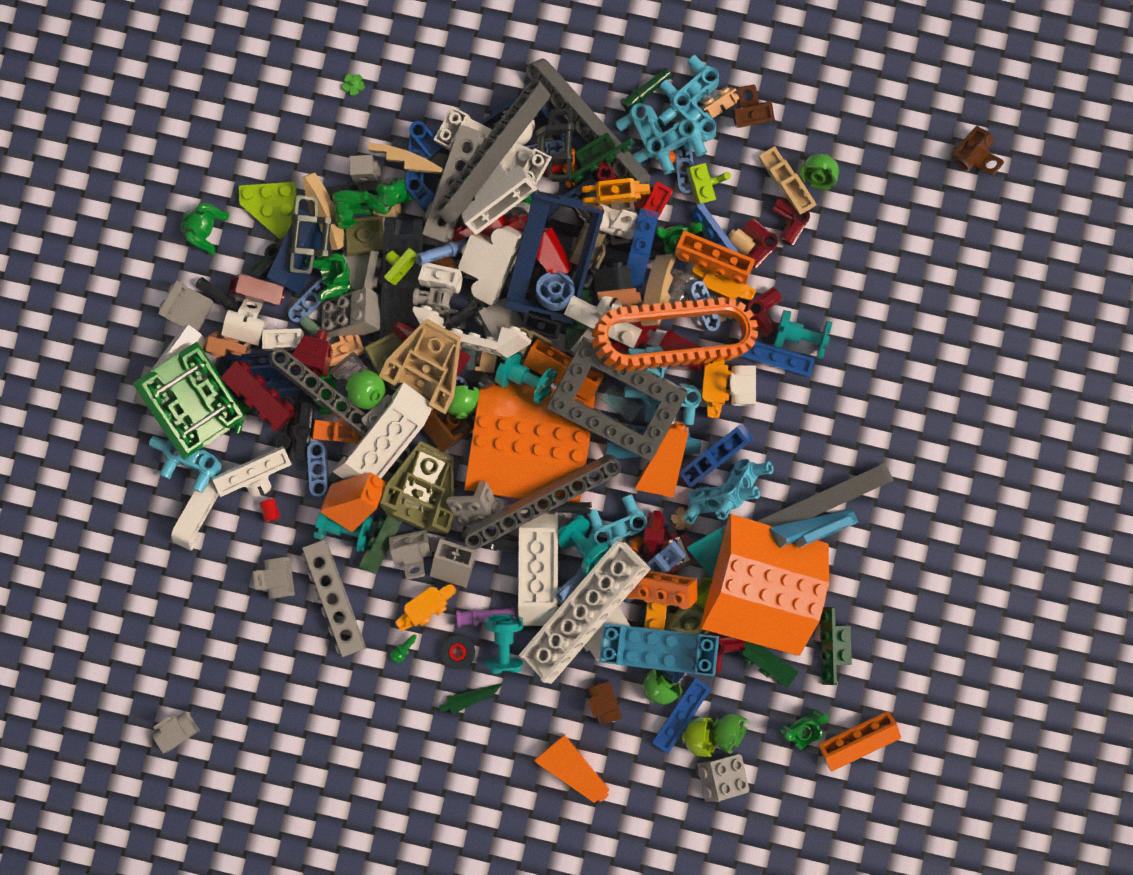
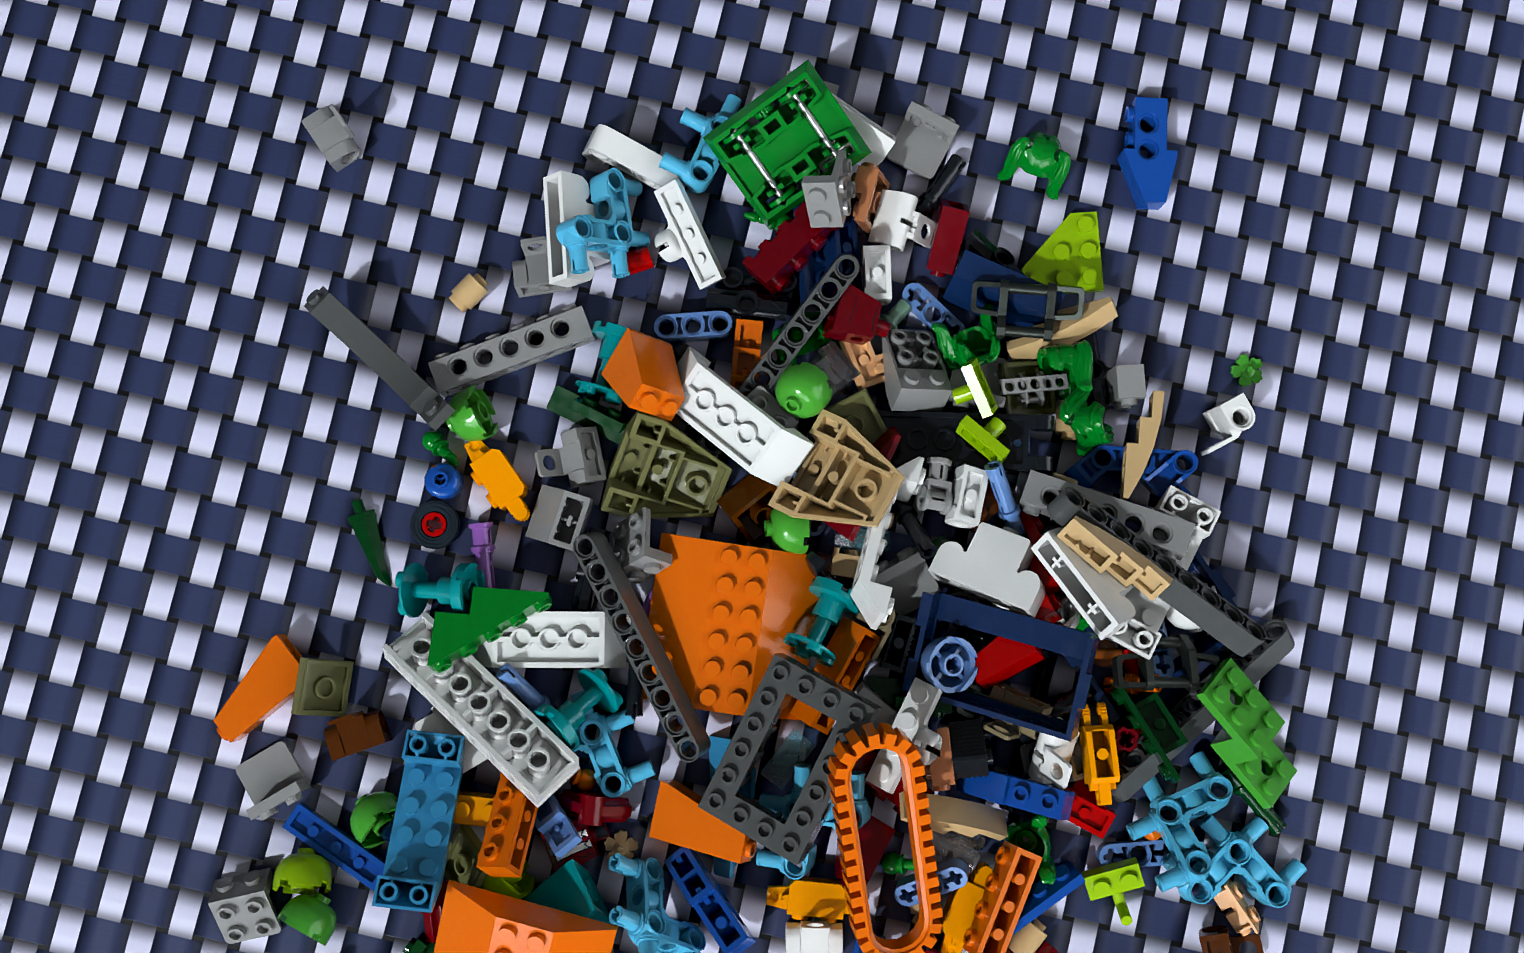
camera: 75 degrees right, 0 degrees up
(215, 149) = (1147, 177): none -> blue brick
(230, 369) = (830, 195): none -> light grey bracket
(247, 526) = (610, 229): none -> medium azure pin
(248, 551) = (563, 199): none -> white brick
(290, 630) = (468, 292): none -> tan brick
(339, 689) = (379, 357): none -> dark grey arch
(364, 241) = (1019, 387): none -> light grey piece
(365, 270) = (976, 389): none -> lime tile
(379, 626) = (472, 415): none -> bright green cylinder
(388, 104) = (1229, 420): none -> white piece
(434, 645) = (435, 482): none -> blue head
(481, 178) = (1113, 555): none -> tan slope
(520, 605) = (490, 614): none -> green slope
(548, 186) = (1105, 652): none -> dark orange plate
(571, 726) = (322, 687): none -> olive plate
(602, 92) = (1247, 733): none -> bright green bracket
(636, 762) = (272, 780): none -> light grey bracket
(691, 331) = (894, 863): none -> green bar

